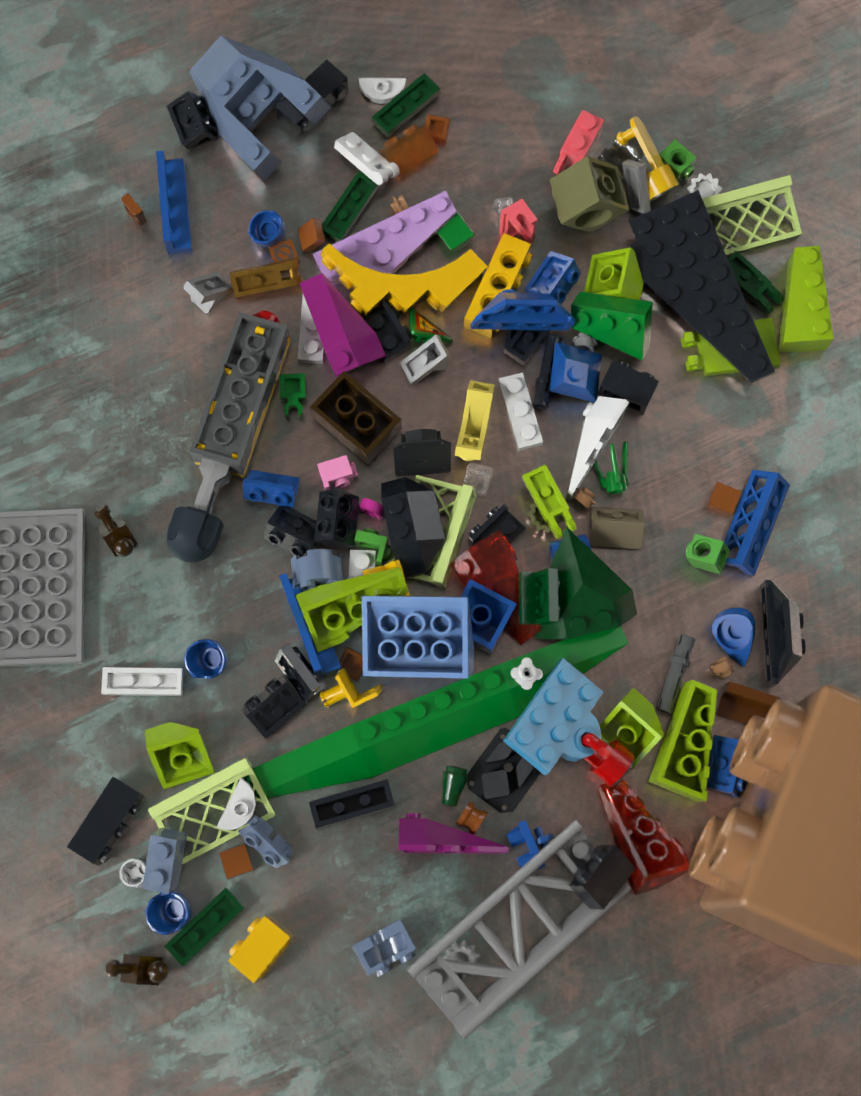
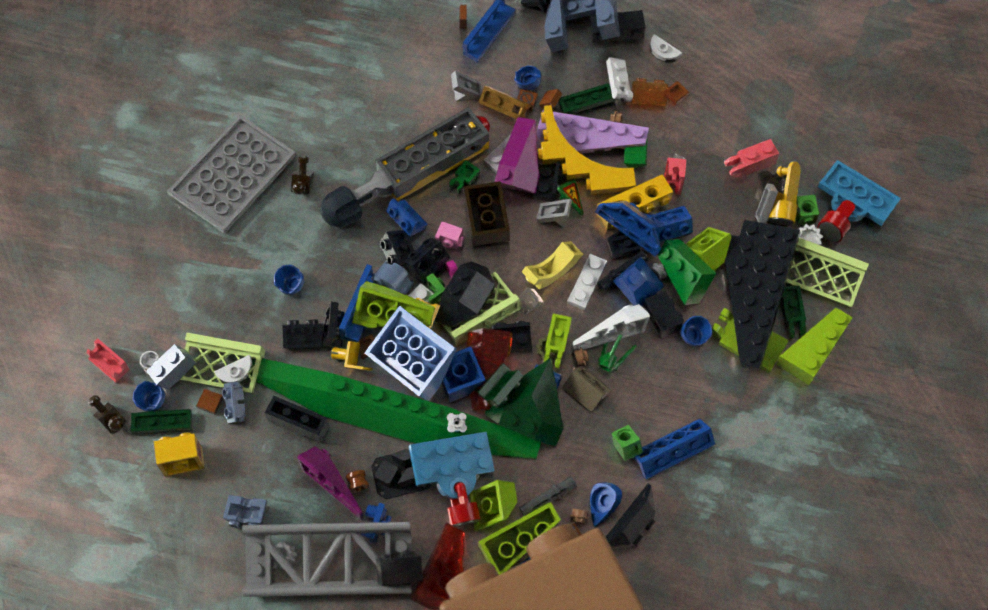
camera: 40 degrees right, 10 degrees down
(83, 911) = (107, 361): none -> coral hinge
(106, 822) = (160, 324): black brick -> none
(142, 681) = (245, 266): white plate -> none
(177, 754) = (228, 317): lime slope -> none
(406, 105) = (669, 67): dark green plate -> none
(422, 445) = (505, 252): black piece -> none
(453, 783) = (363, 455): dark green cone -> none
(589, 194) = (731, 187): olive brick -> none
(677, 379) = (696, 331): none -> blue hair
(714, 114) = (852, 200): none -> dark azure plate
(724, 499) = (667, 421): dark orange tile -> none

